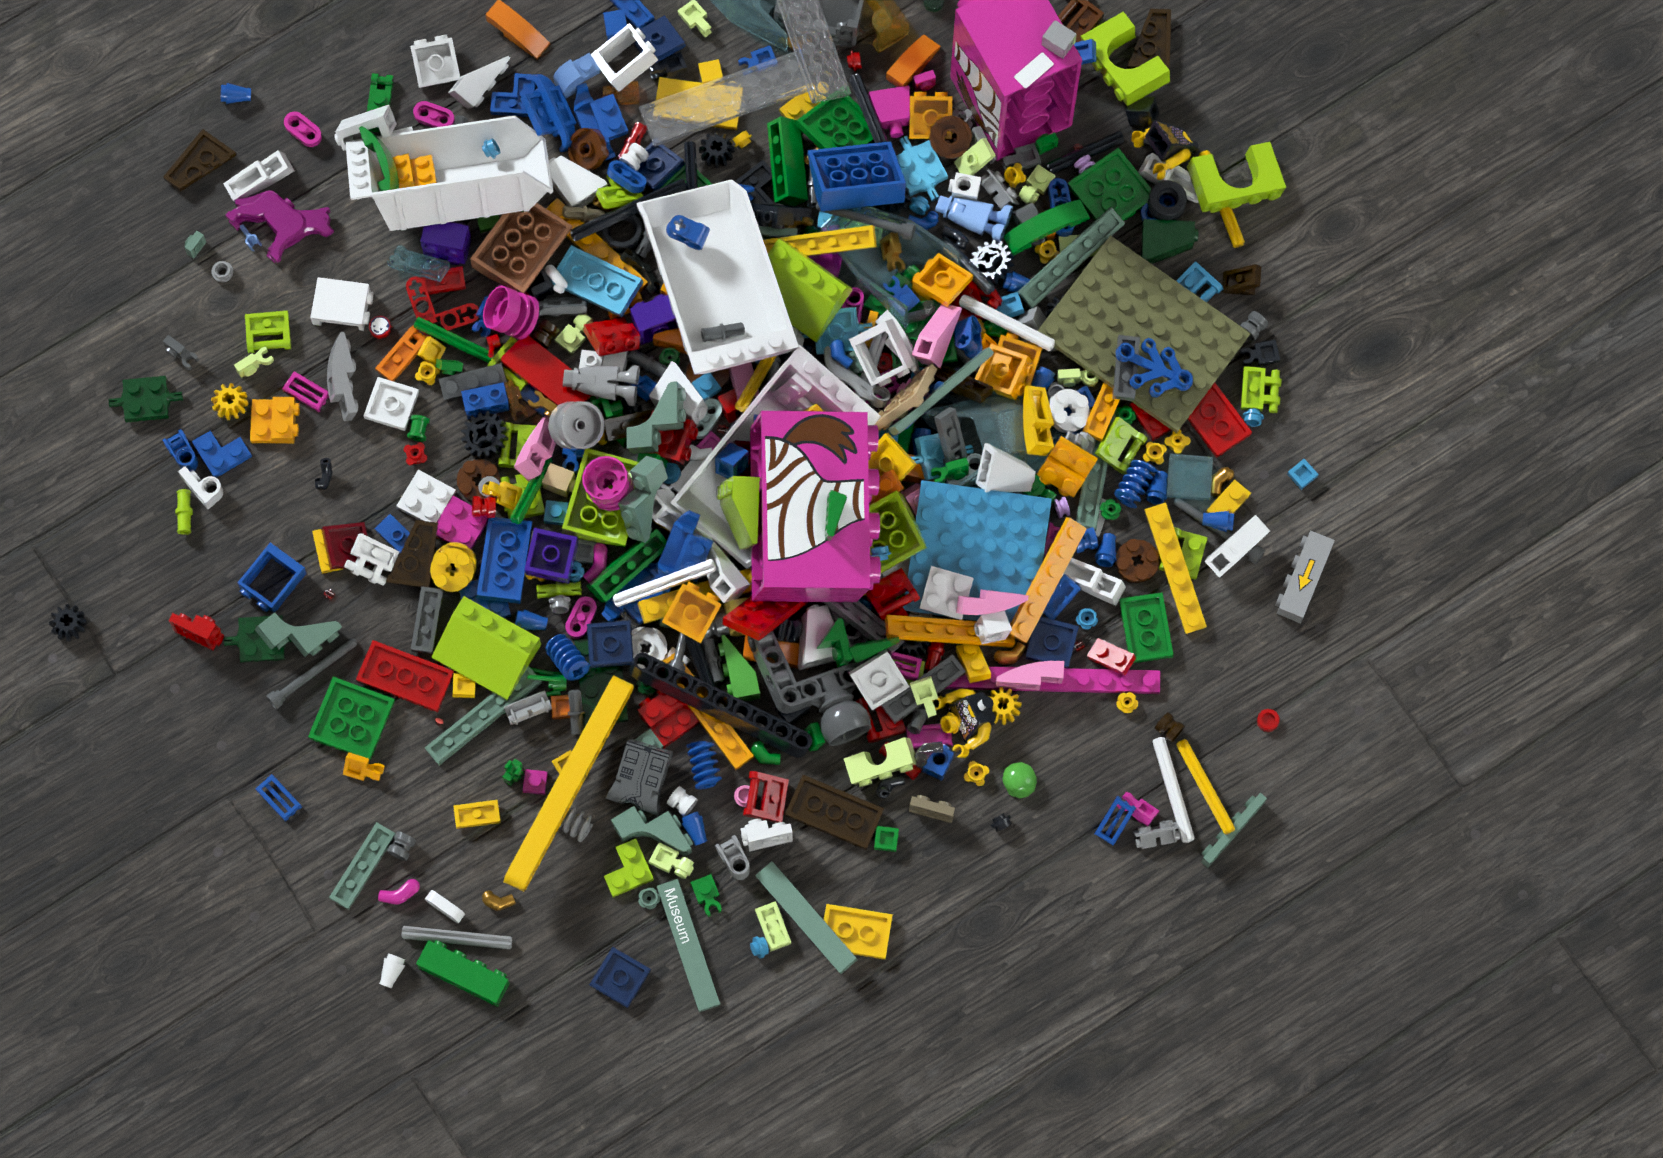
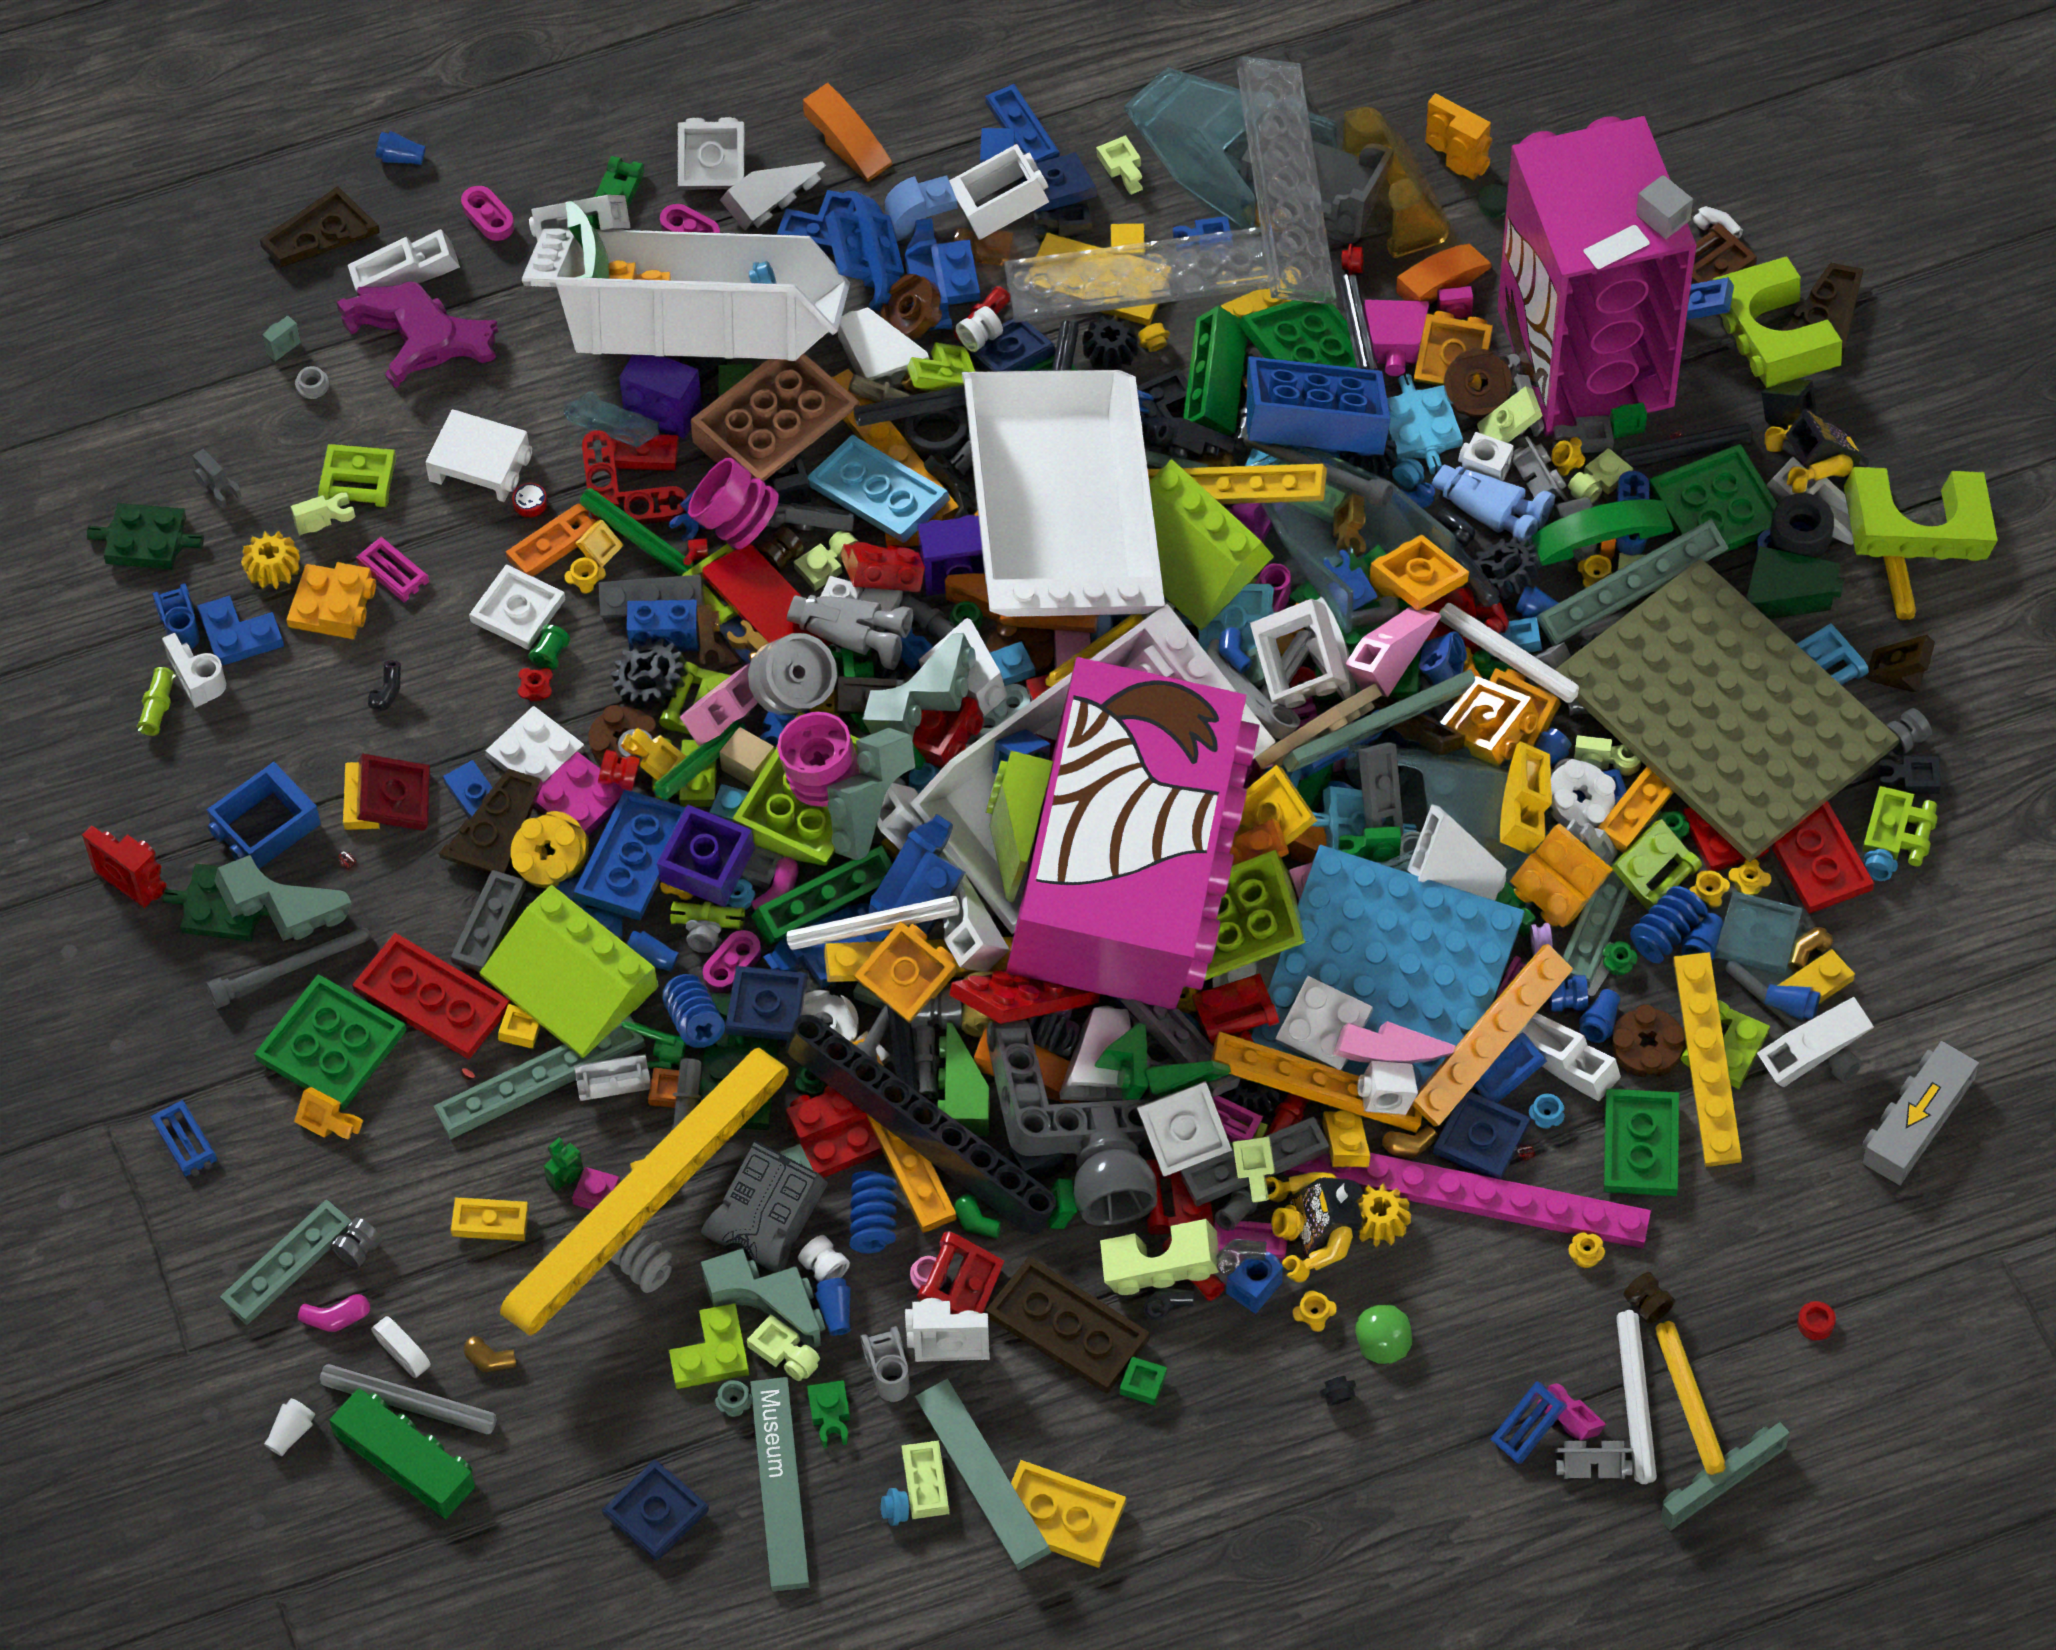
camera: 15 degrees right, 15 degrees down
(251, 239) = (367, 347): medium blue hand -> none
(338, 377) = (449, 555): light grey slope -> none
(375, 553) = (431, 807): white plate -> none
(449, 366) = (619, 567): green plate -> none
(557, 278) = (816, 468): white arm -> none
(626, 176) = (960, 350): blue plate -> none
(690, 233) = (1033, 423): blue piece -> none
(722, 331) = (1031, 571): dark grey axle -> none
(834, 509) = (1162, 819): green slope -> none
(881, 551) = (1230, 937): dark azure plate -> none
(923, 806) = (1236, 1351): dark tan plate -> none
(1032, 675) = (1435, 1172): bright pink slope -> none
(1084, 163) = (1680, 456): lavender bush -> none
(1111, 656) = (1574, 1173): plate -> none
(1124, 371) = (1685, 743): dark grey plate -> none
(1156, 368) = (1766, 772): blue plant -> none
(1302, 474) = (1945, 961): dark azure plate -> none

